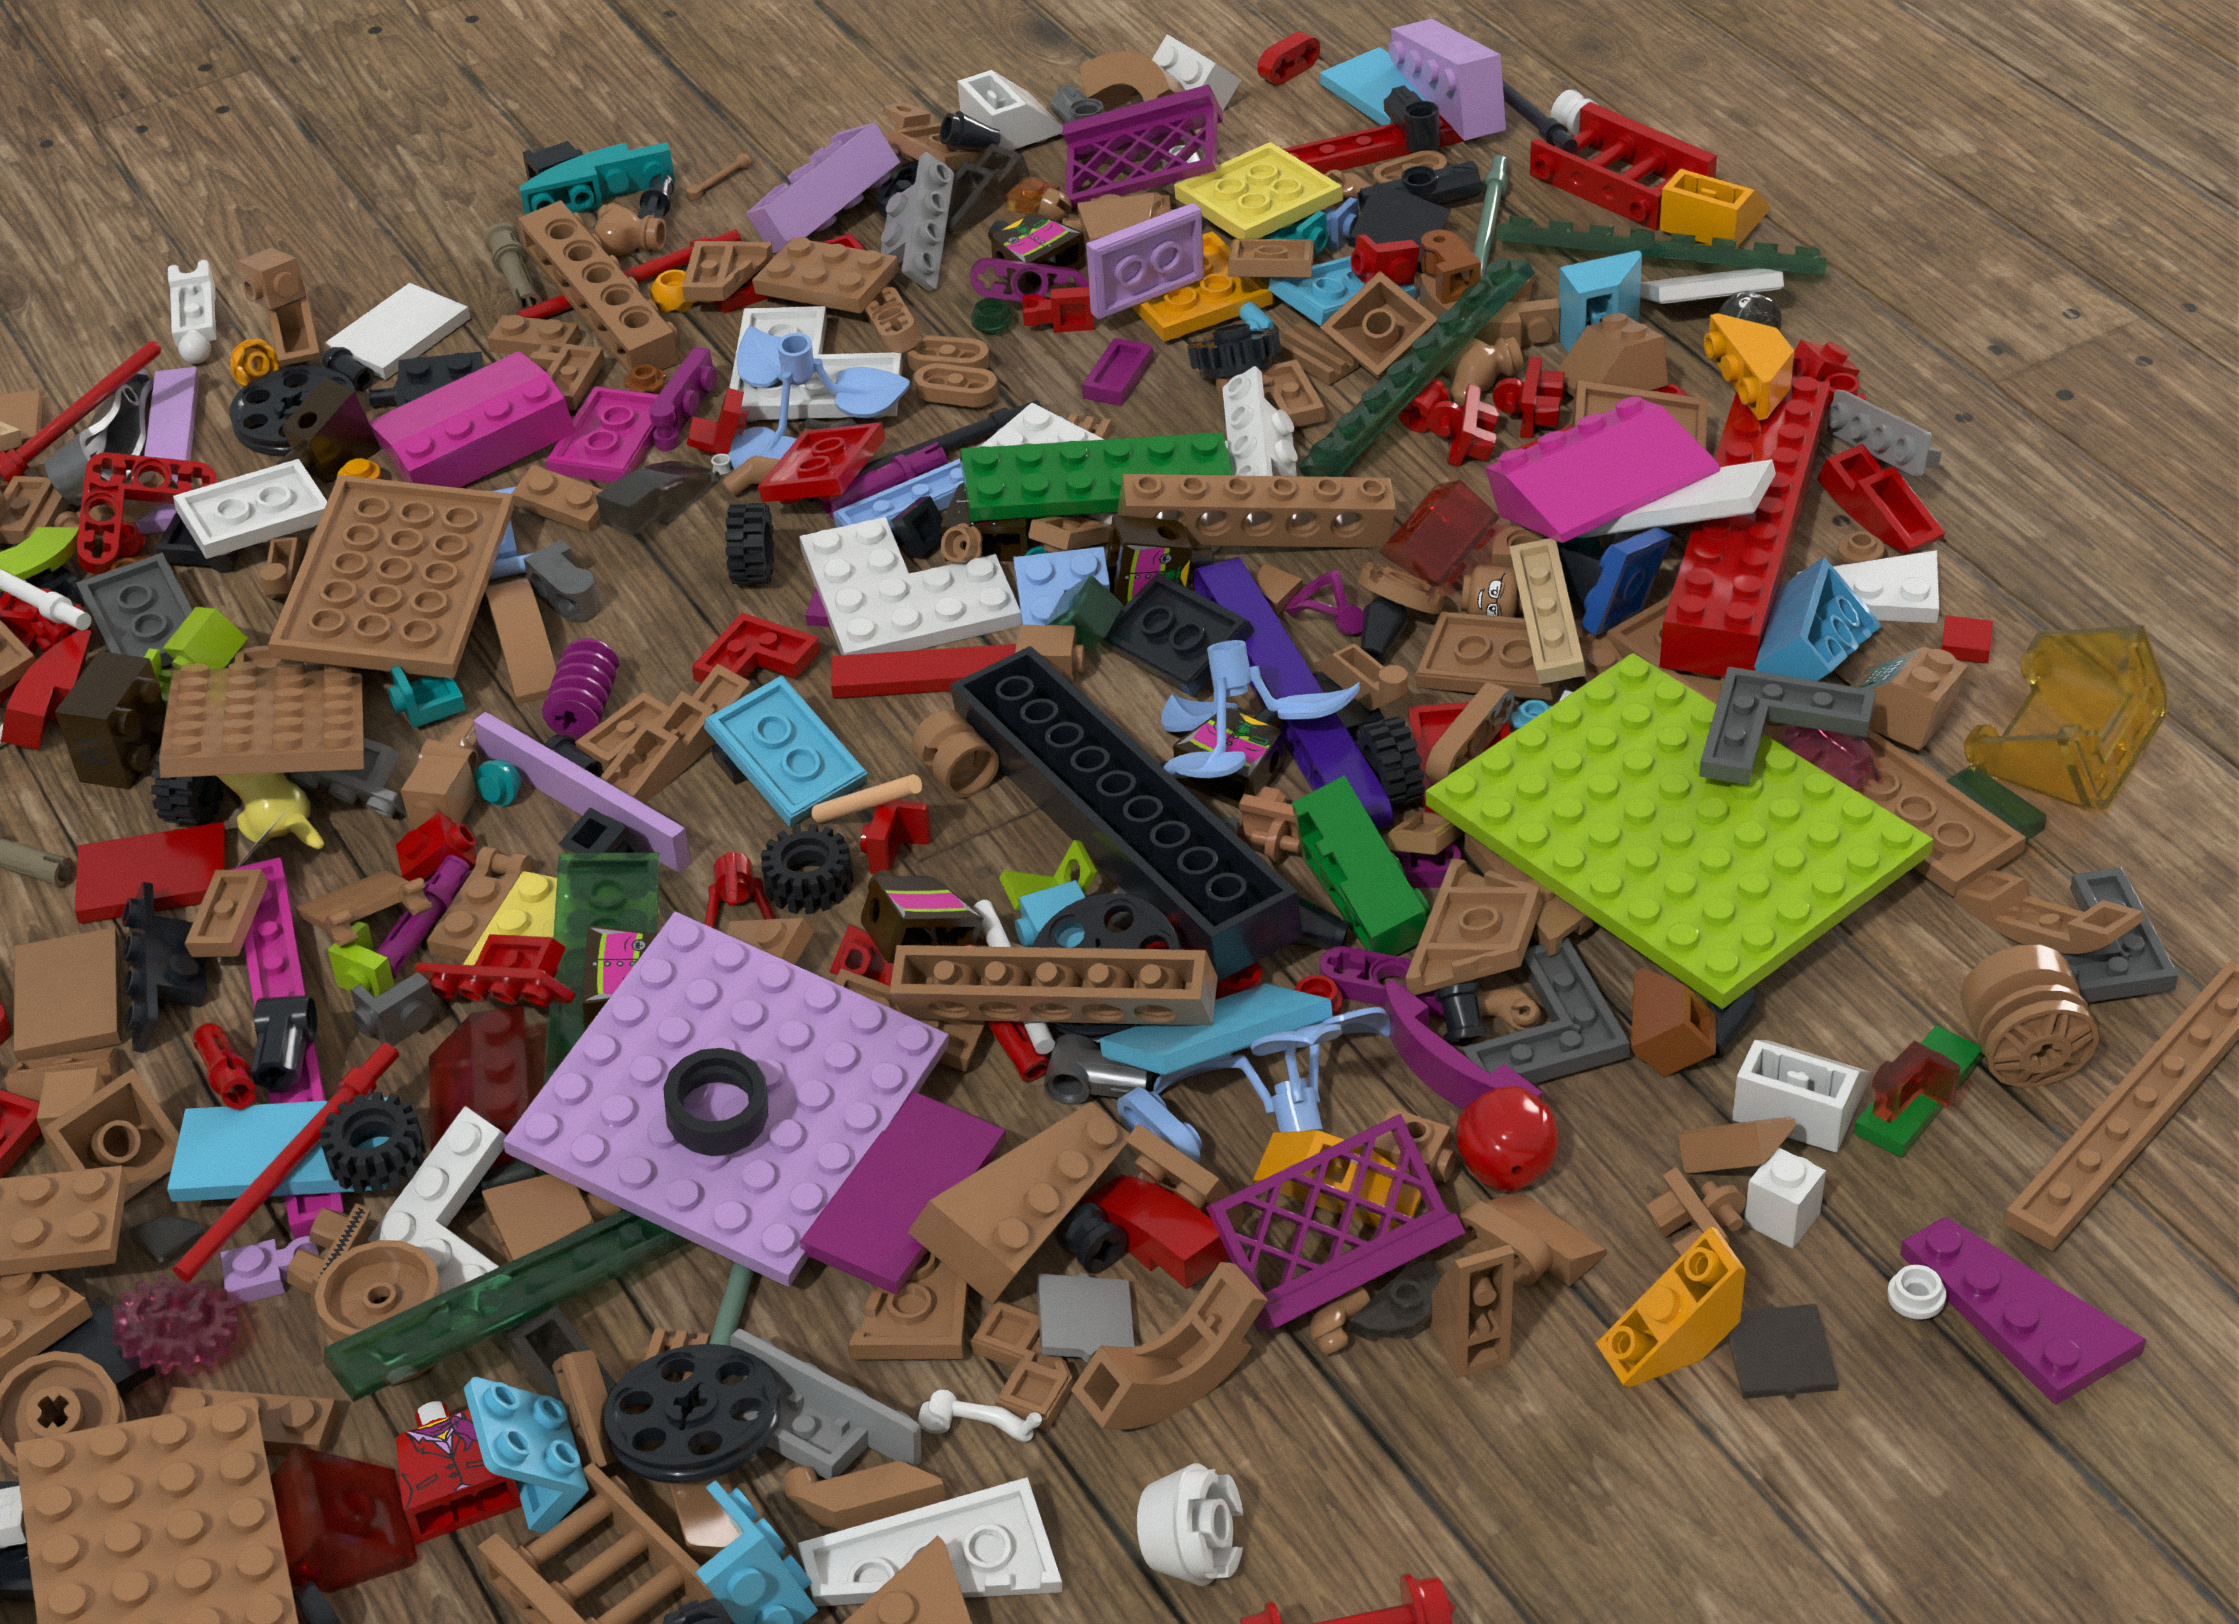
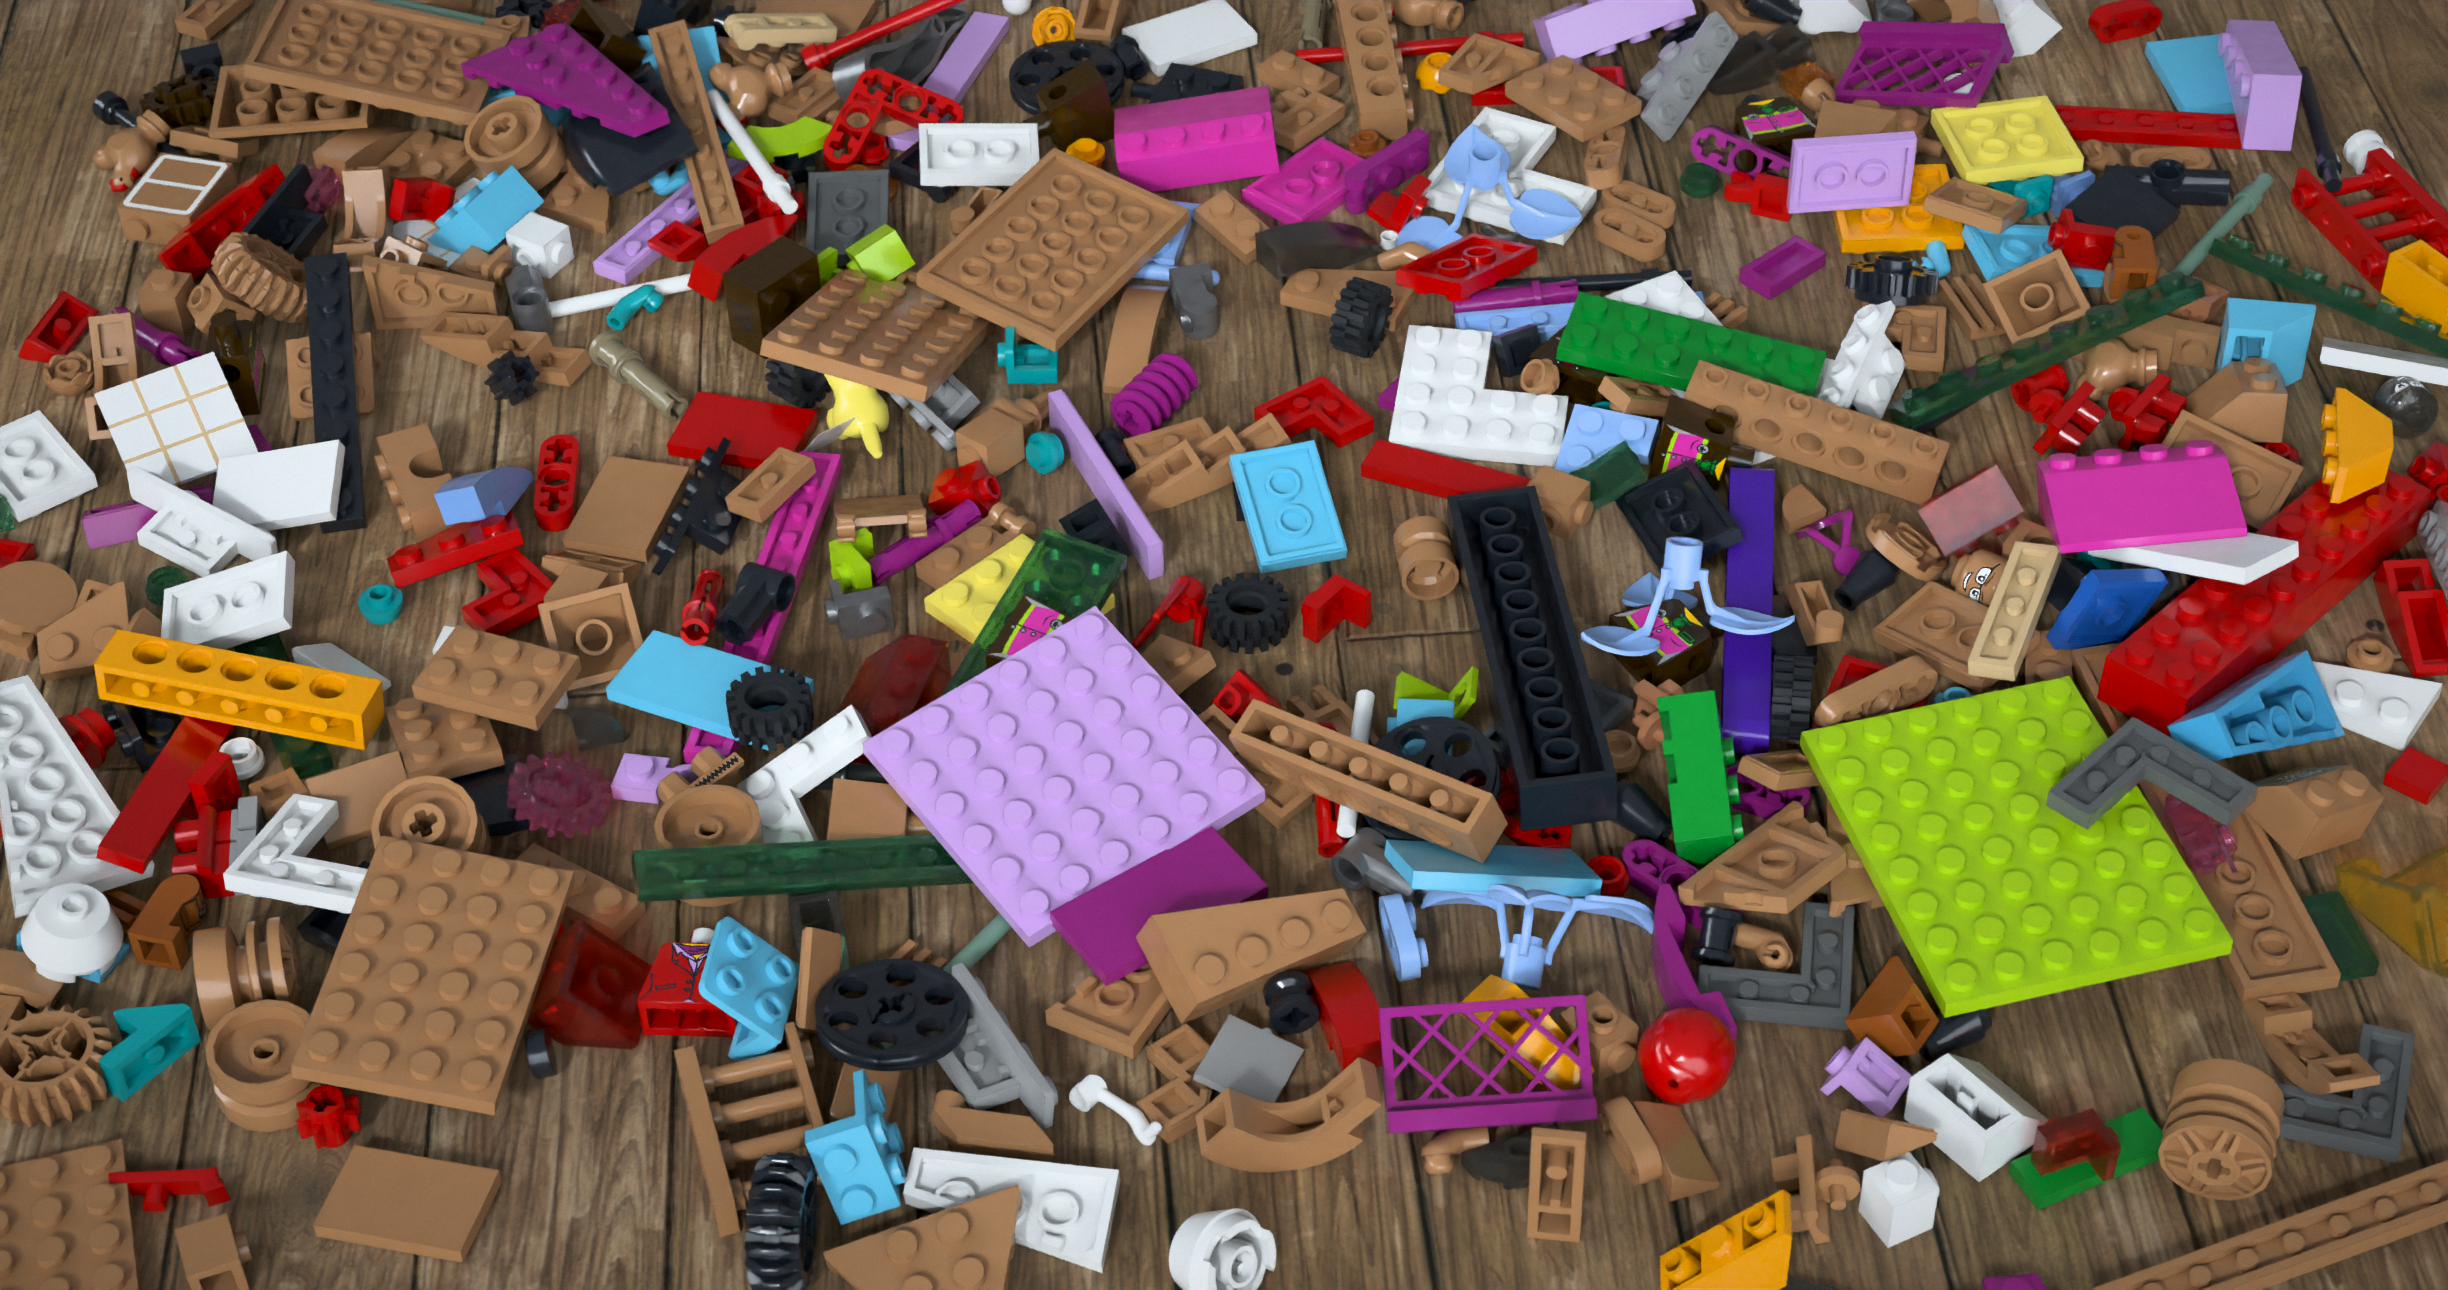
camera: 25 degrees right, 0 degrees up
(354, 1083) = (783, 656): red bar -> none
(506, 970) = (953, 612): red bracket -> none
(701, 528) = (1320, 288): none -> medium nougat wing
(720, 1136) = (1037, 742): black tyre -> none
(867, 798) = (1323, 570): light nougat bar -> none
(916, 913) = (1299, 680): dark brown torso -> none
(1179, 1174) = (1388, 985): medium nougat plate -> none
(1414, 118) = (2200, 114): black piece -> none
(1679, 1091) = (1867, 1075): none -> lavender bracket

